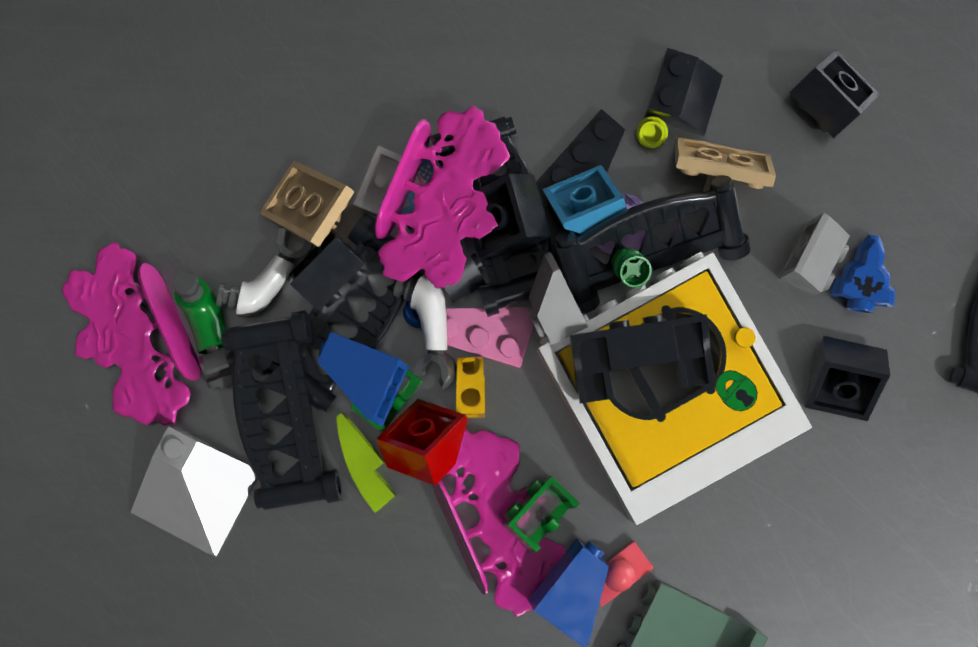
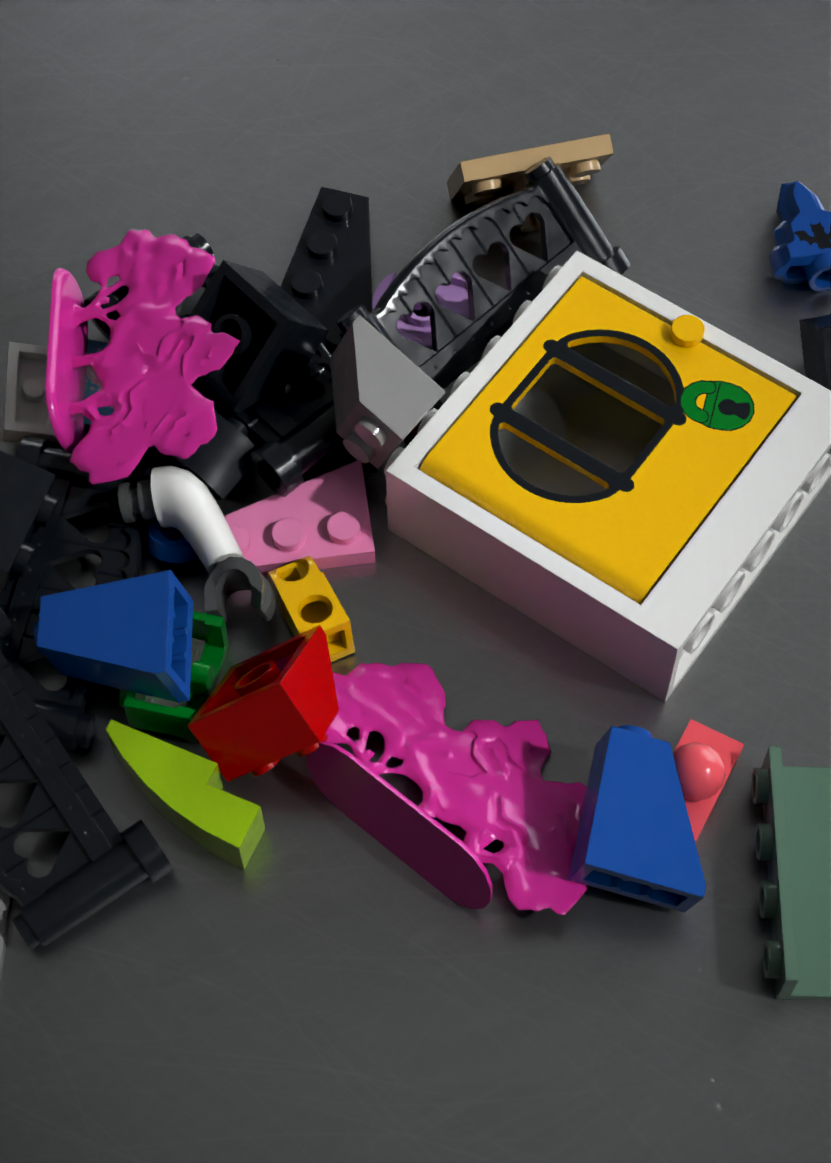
camera: 25 degrees left, 25 degrees down
(538, 512) = (515, 731): green window -> none
(585, 199) = (360, 276): dark azure slope -> none
(635, 346) = (540, 387): black bracket -> none
(636, 272) = (480, 315): green wheel -> none
(652, 132) = (408, 187): neon yellow plate -> none
(684, 92) = (423, 123): black slope -> none
(816, 255) = (726, 229): light grey slope -> none
(834, 94) = (629, 54): black slope -> none

